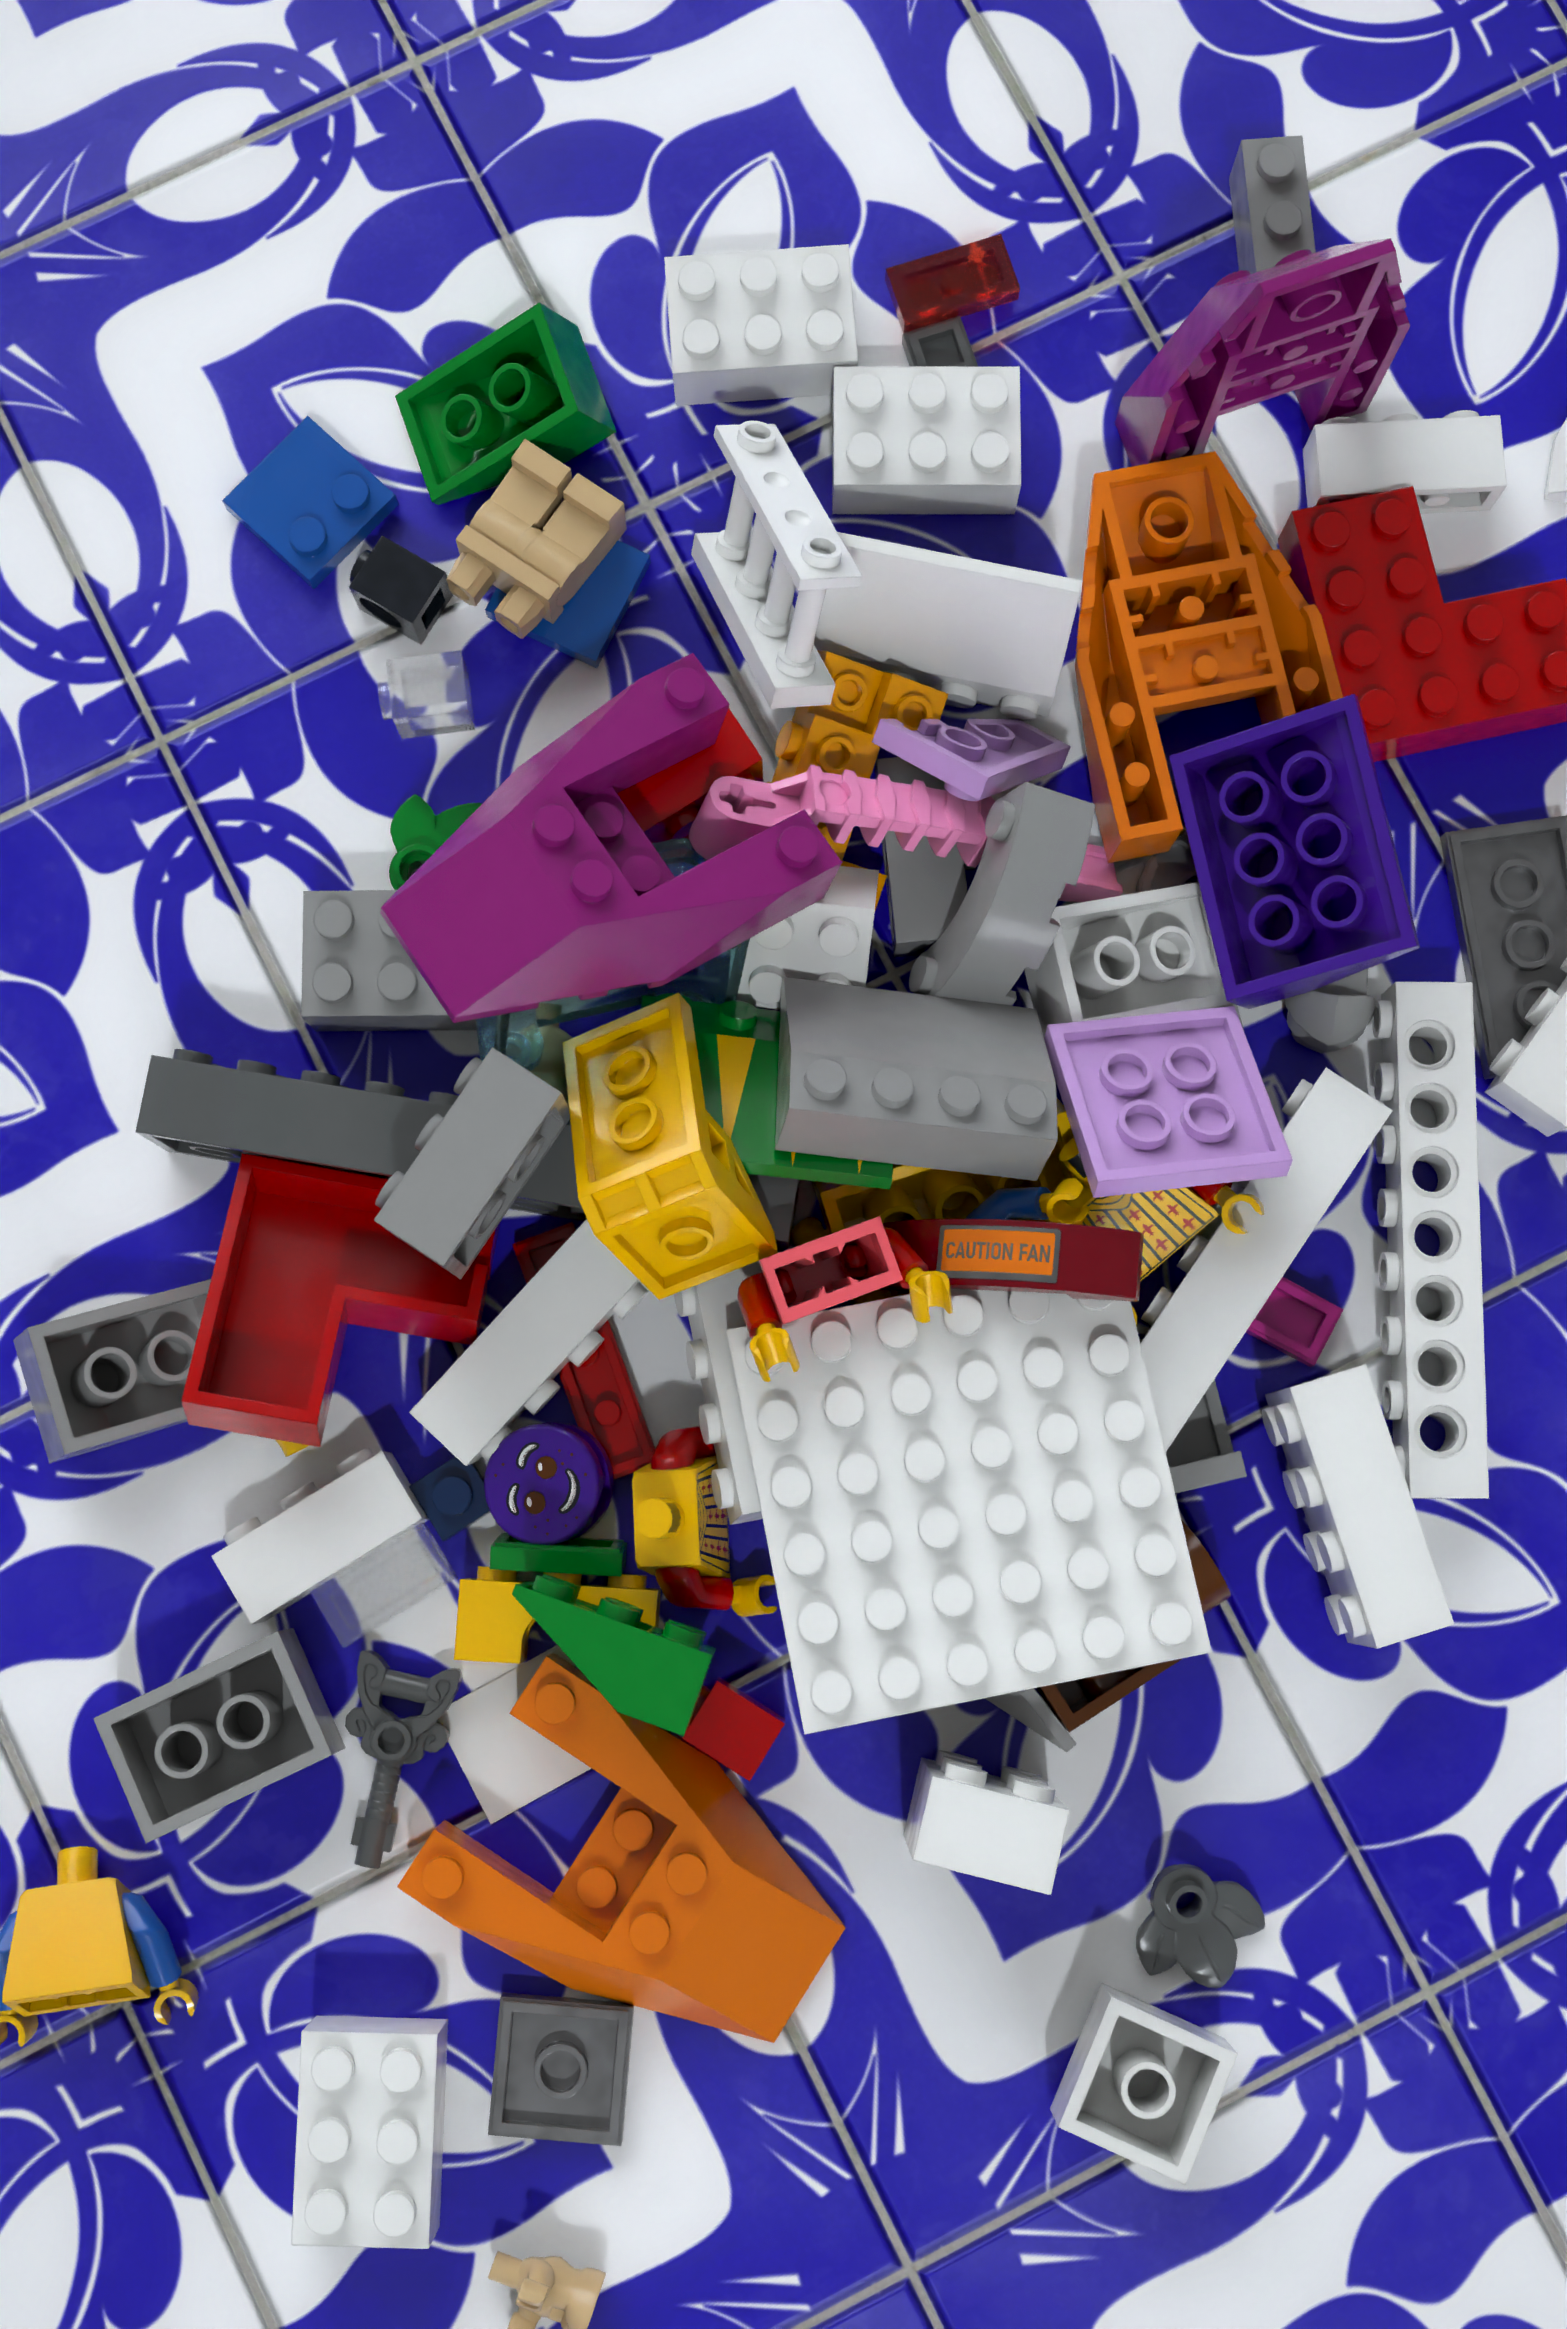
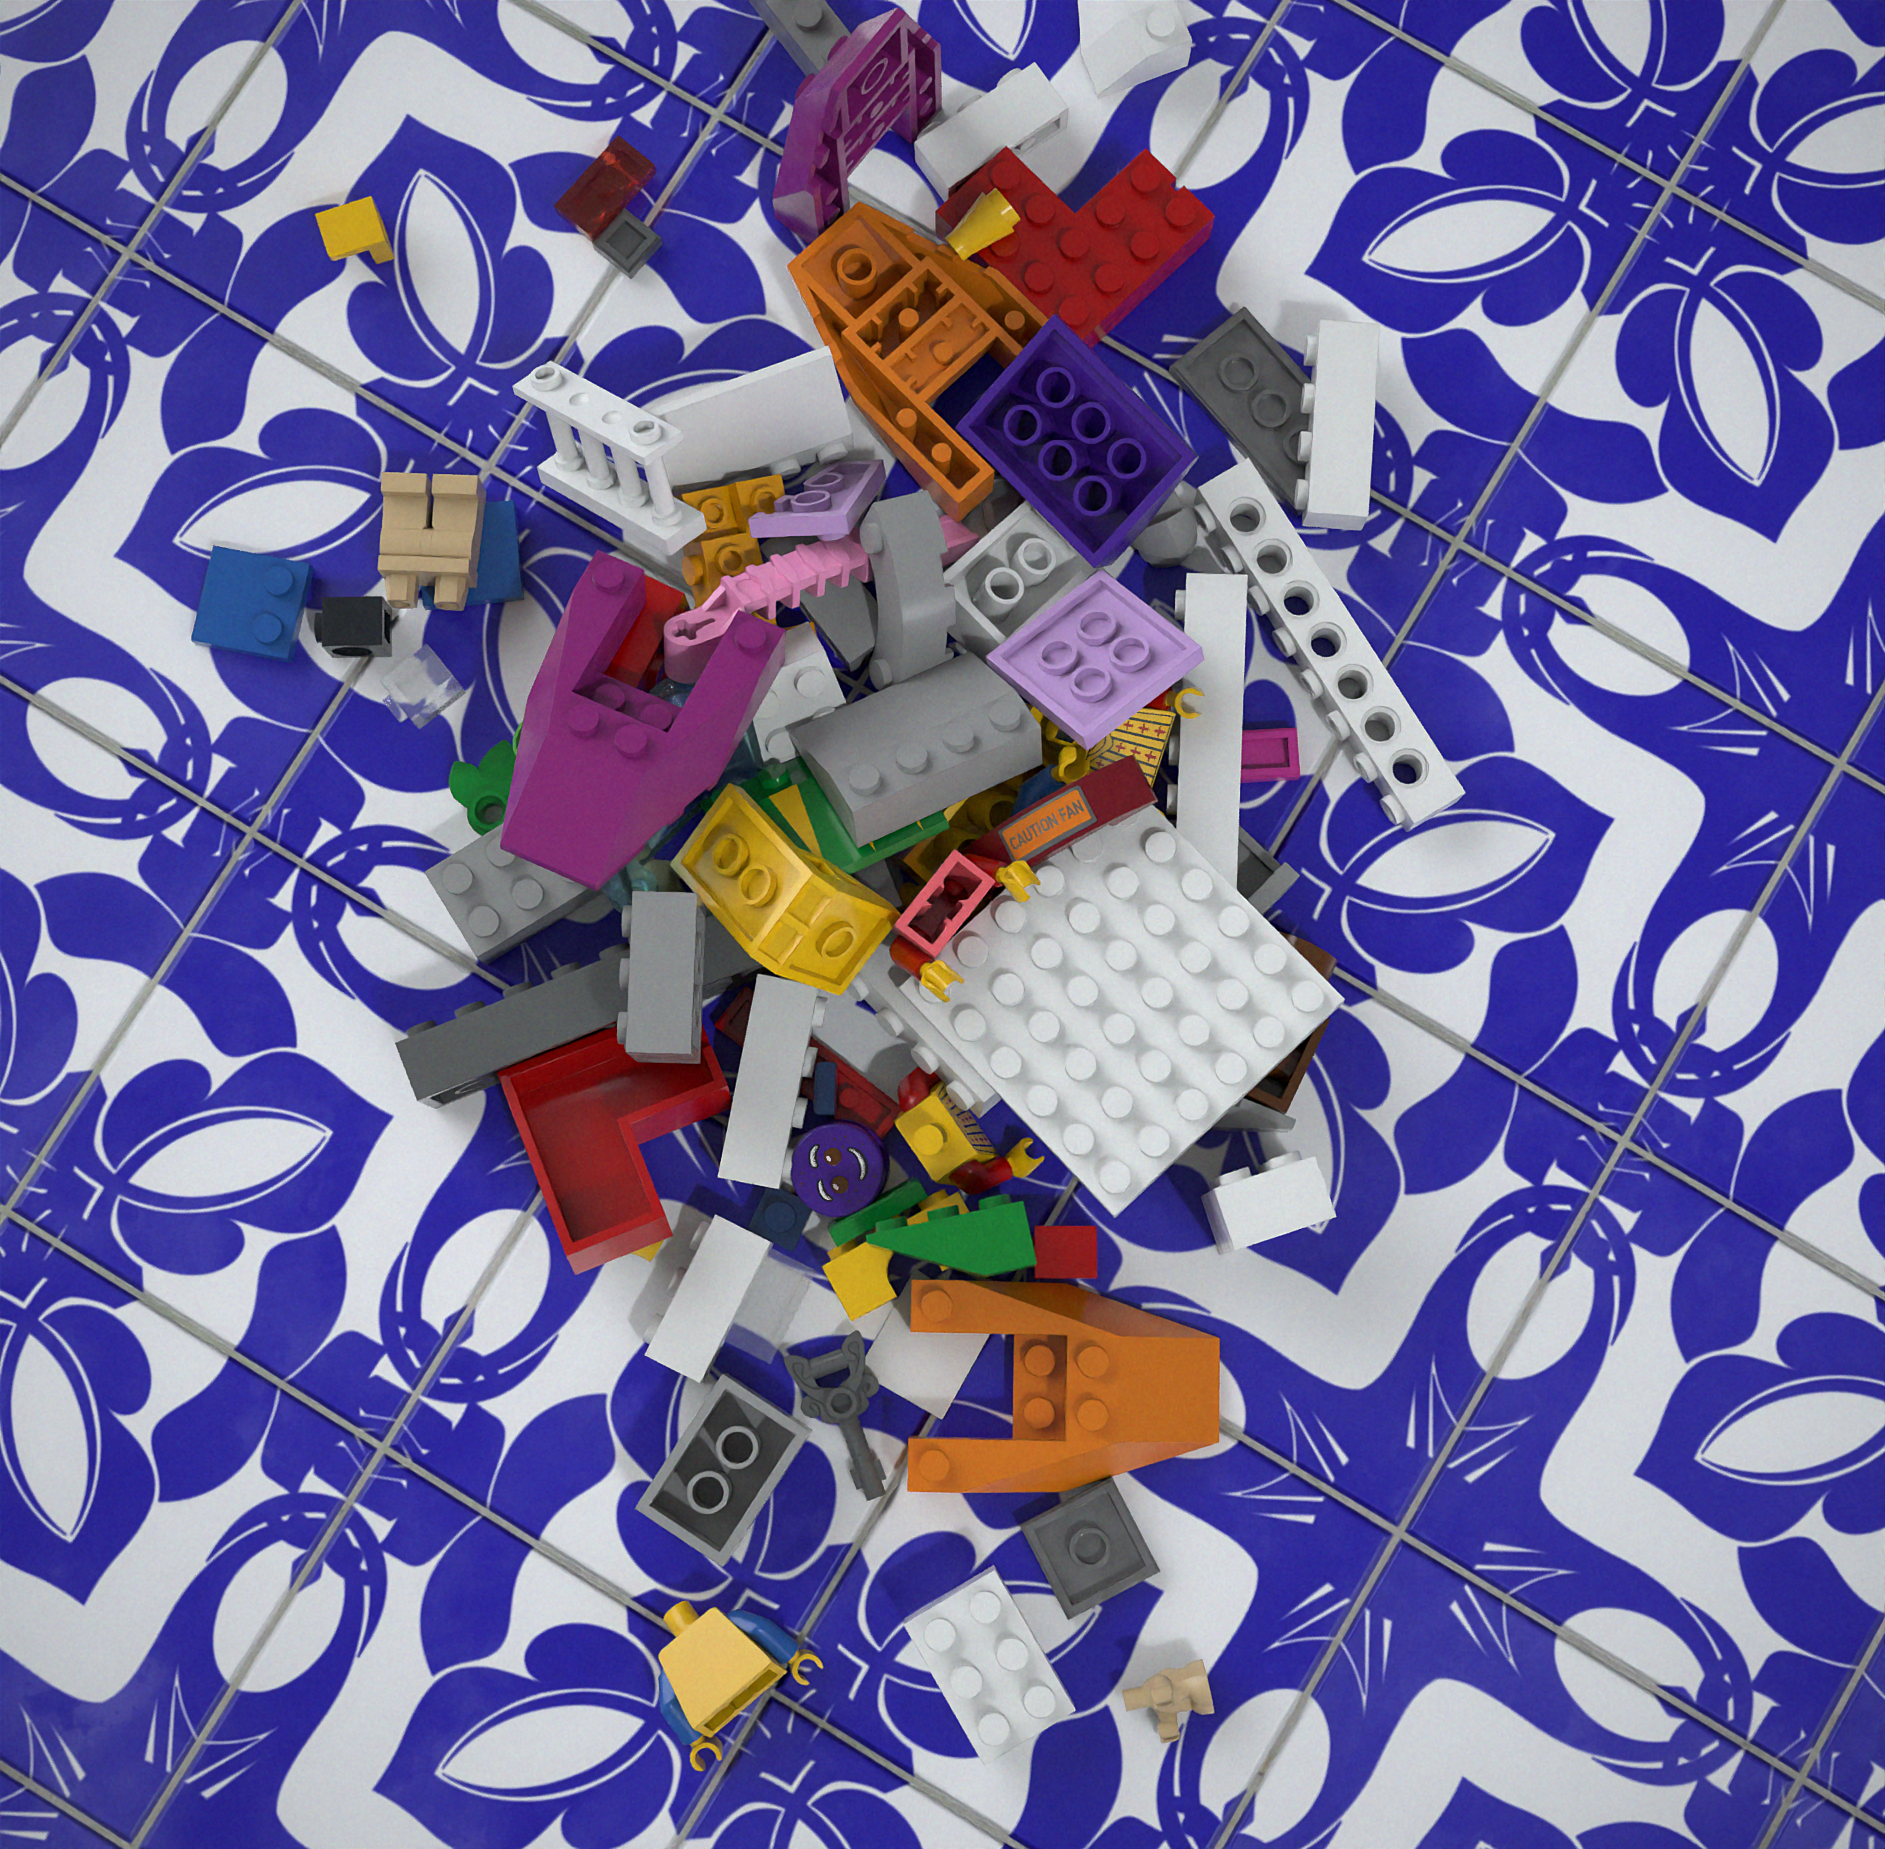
camera: 30 degrees left, 0 degrees up
(111, 1370) = (499, 1273): light grey slope -> none
(509, 387) = (339, 455): green slope -> none
(584, 1390) = (826, 1089): none -> dark blue tile
(660, 170) = (355, 229): none -> yellow panel
(759, 323) = (492, 295): white brick -> none
(926, 440) = (655, 308): white brick -> none
(1143, 2083) = (1473, 1311): white brick -> none
(1201, 1932) = (1453, 1196): dark grey plate -> none
(1335, 554) = (983, 224): none -> yellow cone
(1356, 1509) = (1382, 852): white brick -> none

